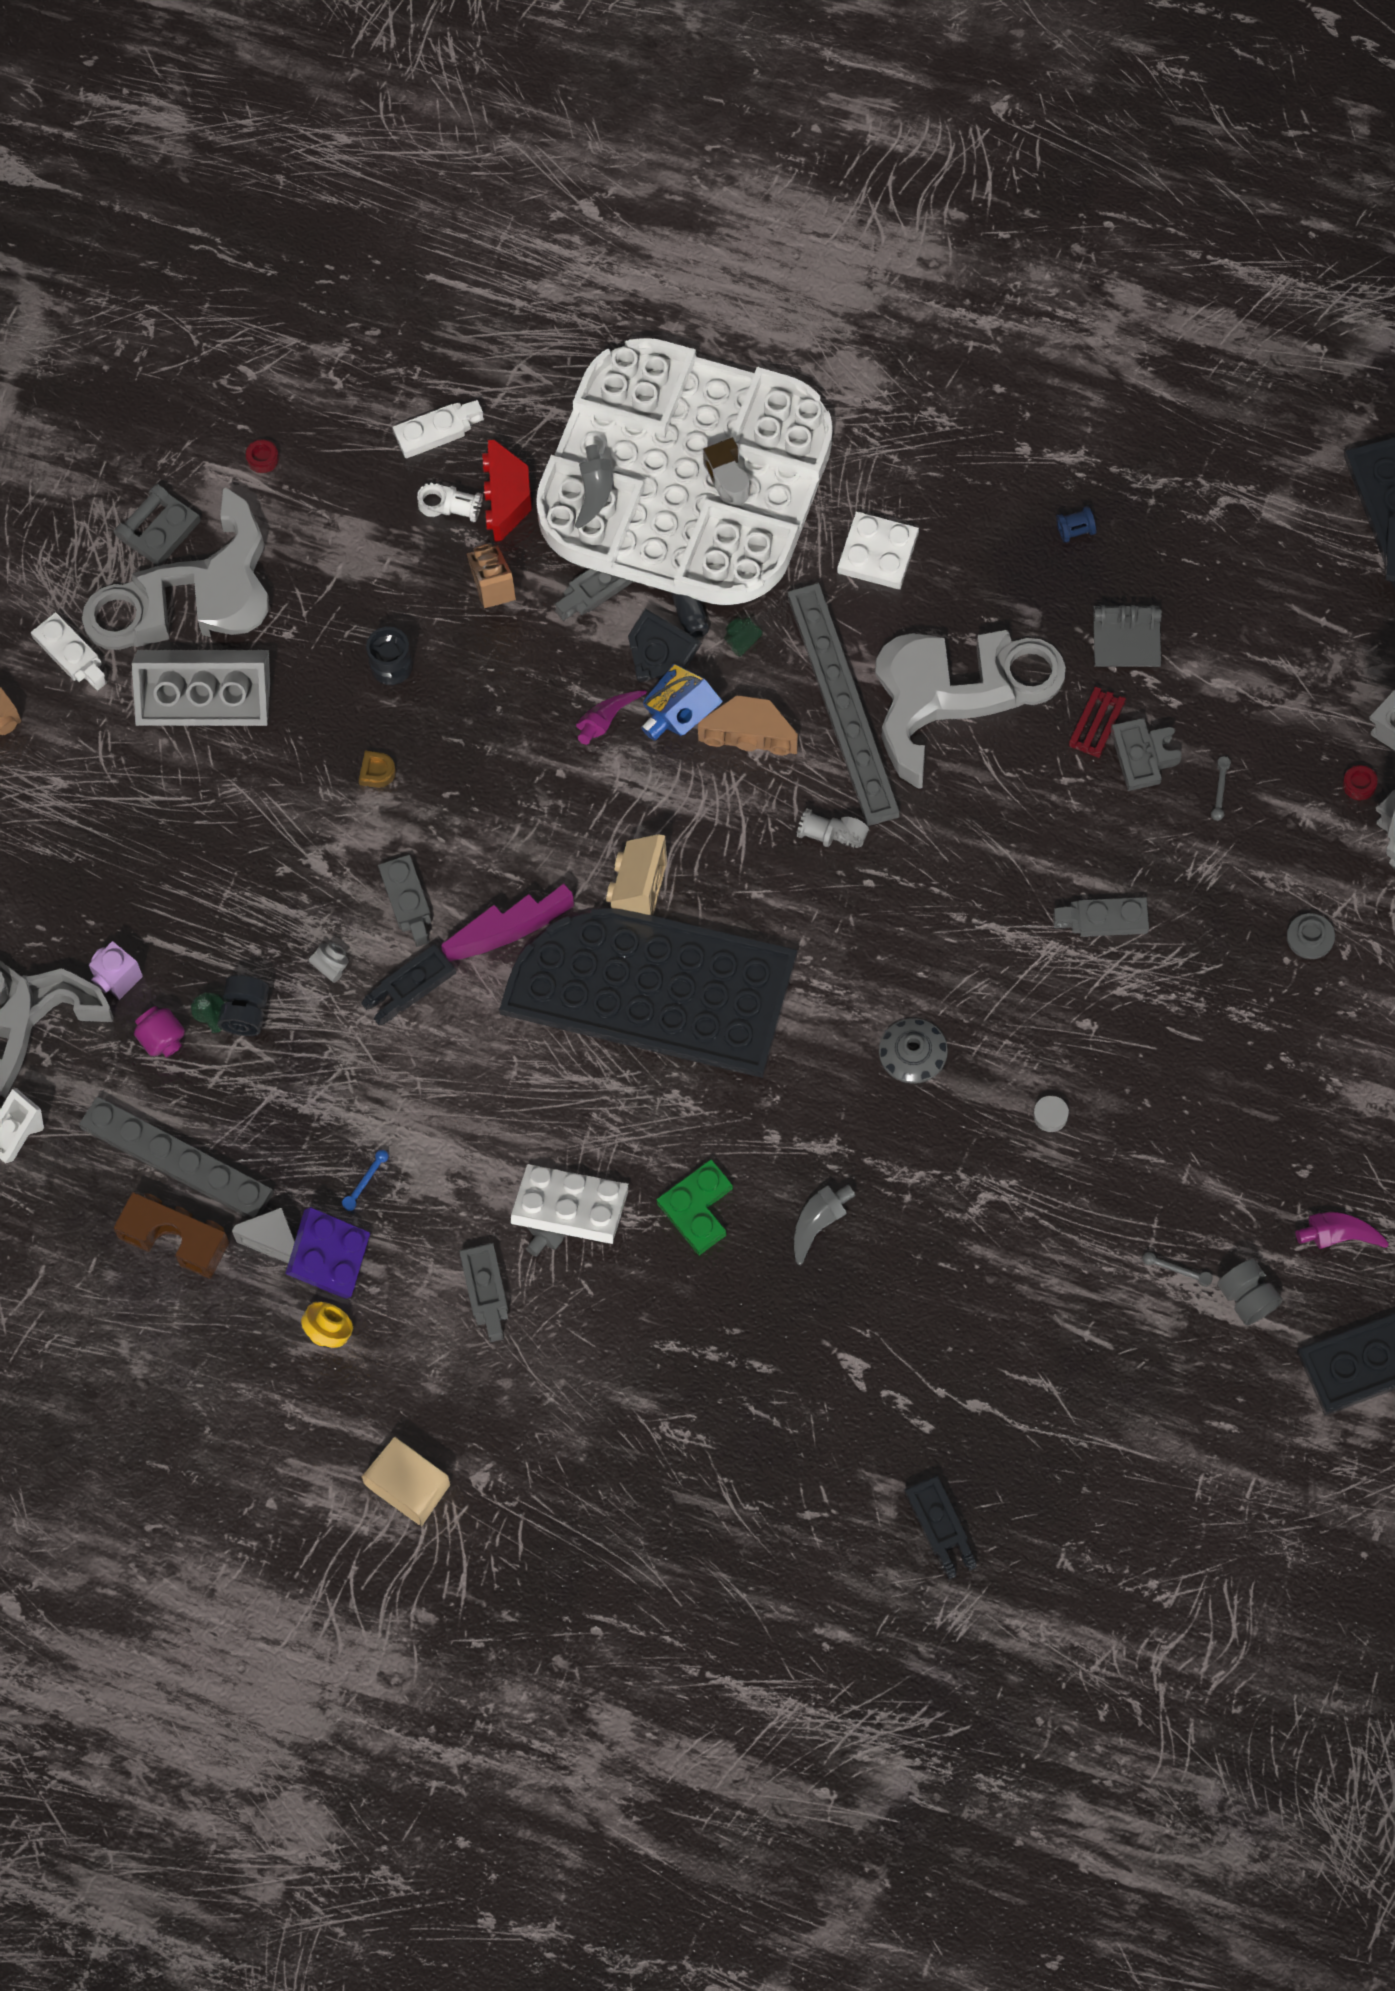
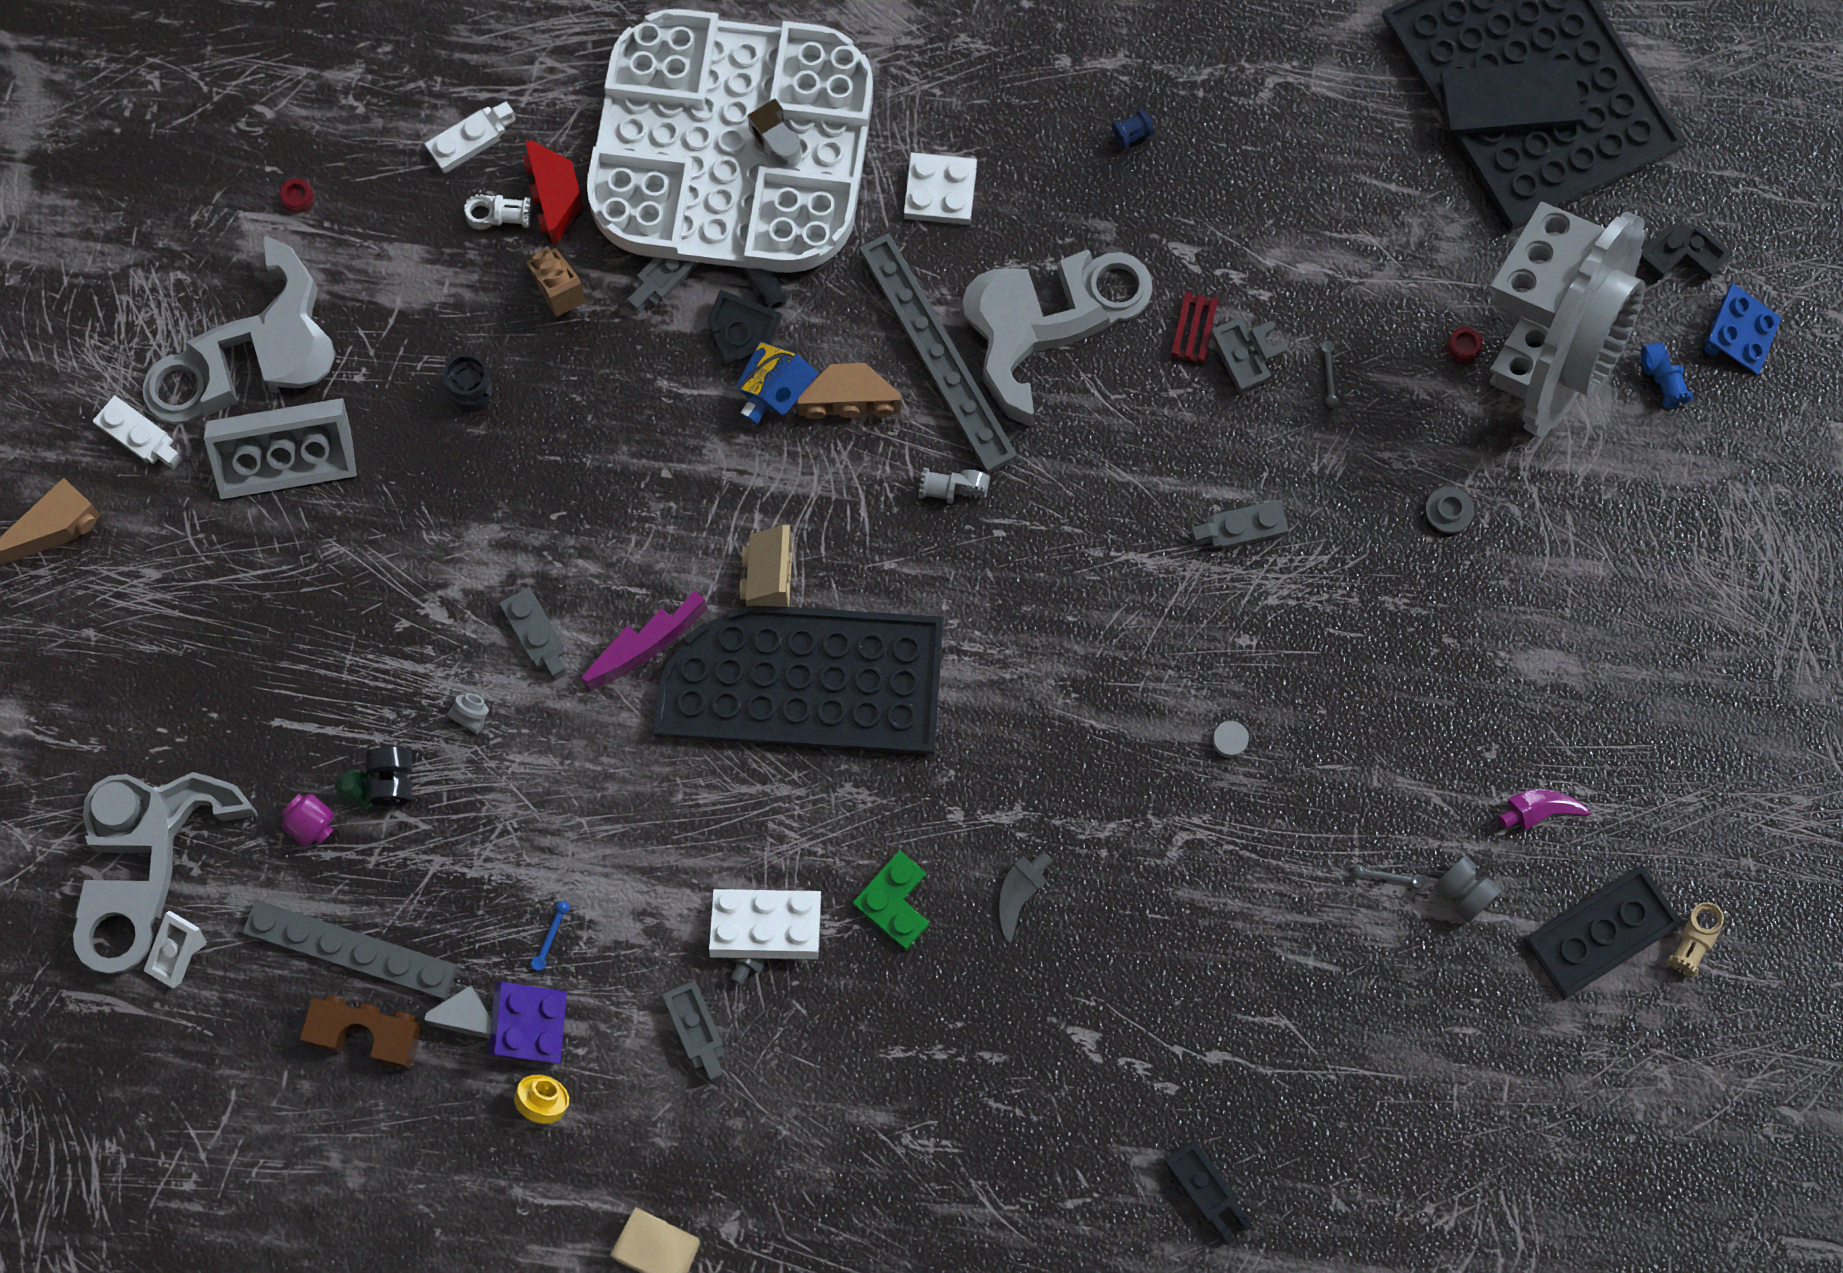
camera: 15 degrees left, 5 degrees up
(114, 970) = (248, 763): lavender brick -> none
(164, 532) = (212, 290): dark grey plate -> none
(376, 770) = (478, 503): pearl gold tile -> none
(410, 983) = (557, 721): black hinge -> none
(597, 484) = (647, 170): dark grey bar -> none
(598, 718) = (694, 408): magenta bar -> none
(741, 635) = (821, 299): clear green plate -> none
(911, 1065) = (1075, 714): dark grey dish -> none
(1127, 636) = (1206, 234): dark grey hinge -> none

